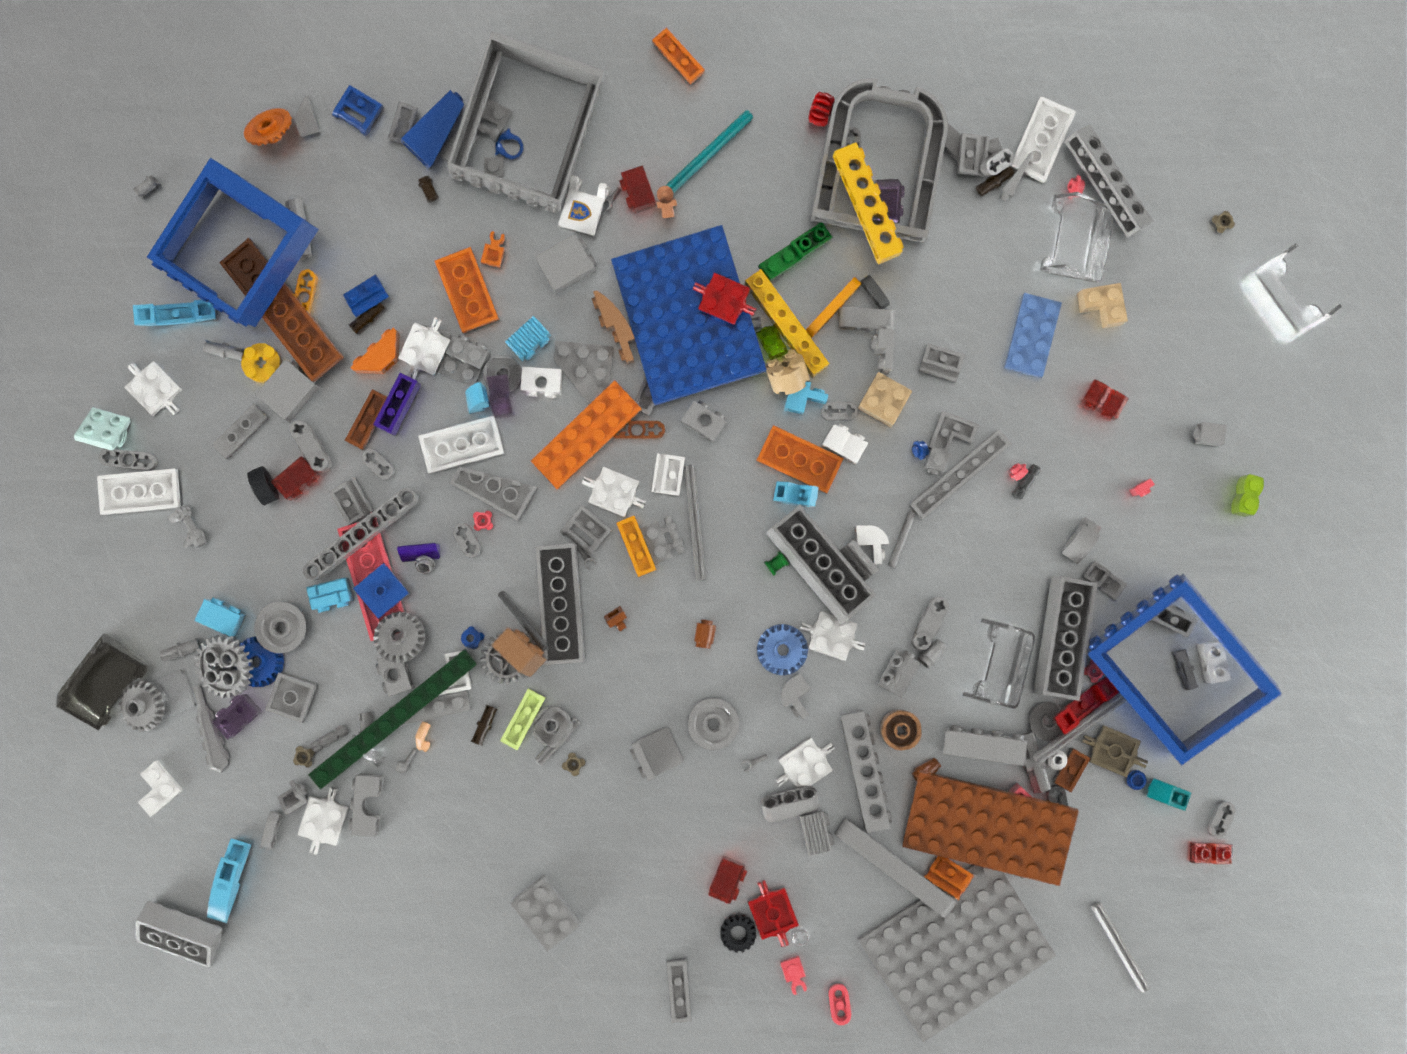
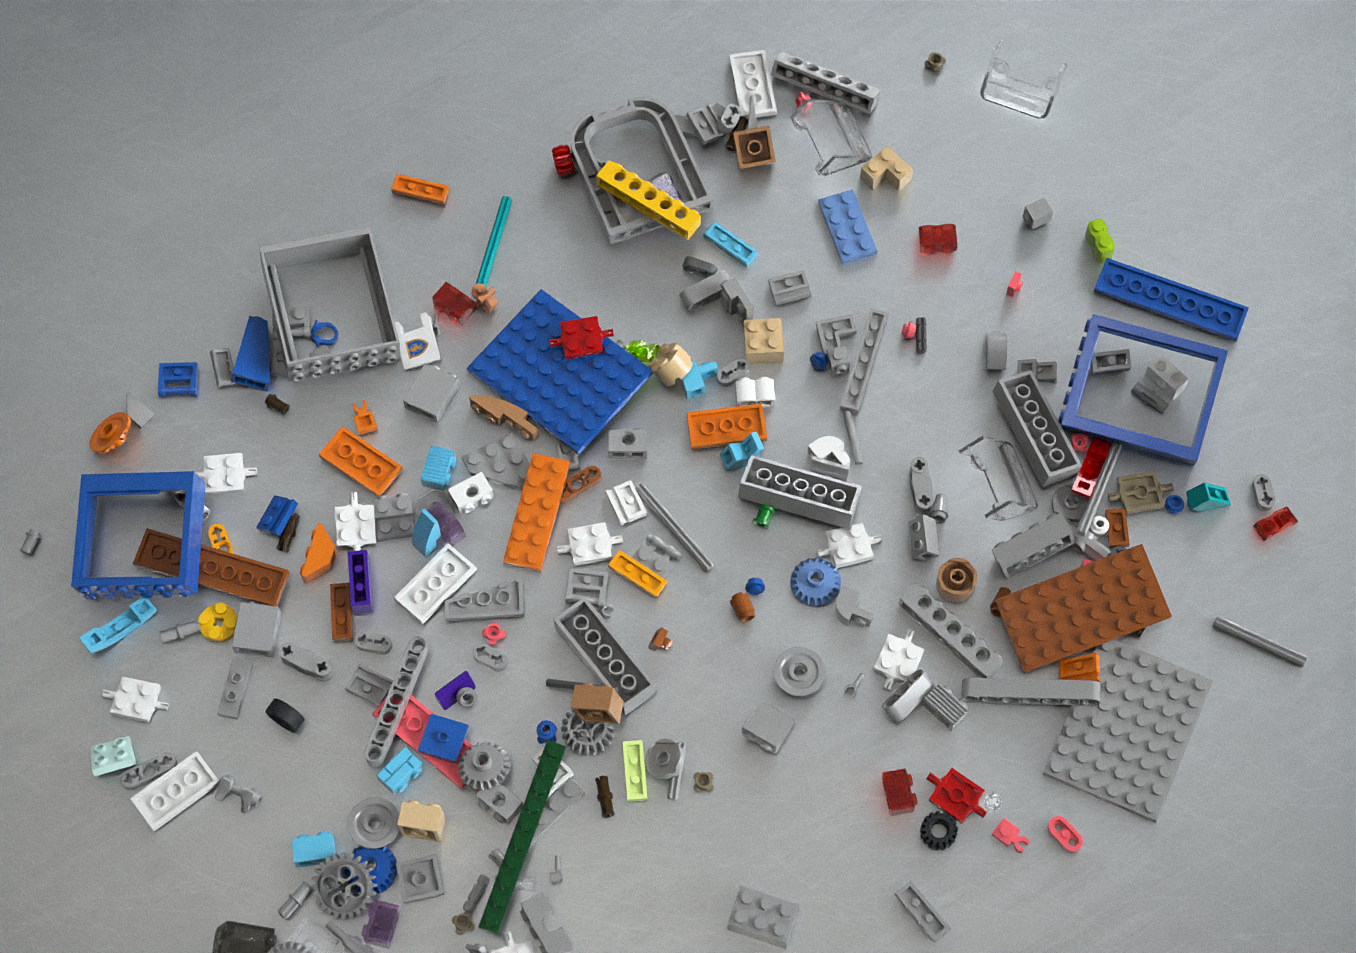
camera: 30 degrees left, 20 degrees down
(296, 479) = (310, 695): clear red brick -> none
(318, 652) = (421, 821): none -> tan brick
(345, 226) = (225, 473): none -> white plate
(420, 736) = (555, 840): light nougat arm -> none
(727, 622) = (755, 586): none -> blue plate
(786, 322) = (637, 328): yellow brick -> none
(796, 251) = (615, 274): green slope -> none
(833, 307) = (673, 299): light orange beam -> none
(918, 285) = (730, 244): none -> medium azure tile
(999, 206) = (753, 147): none -> medium nougat brick
(1270, 591) = (1171, 299): none -> blue plate

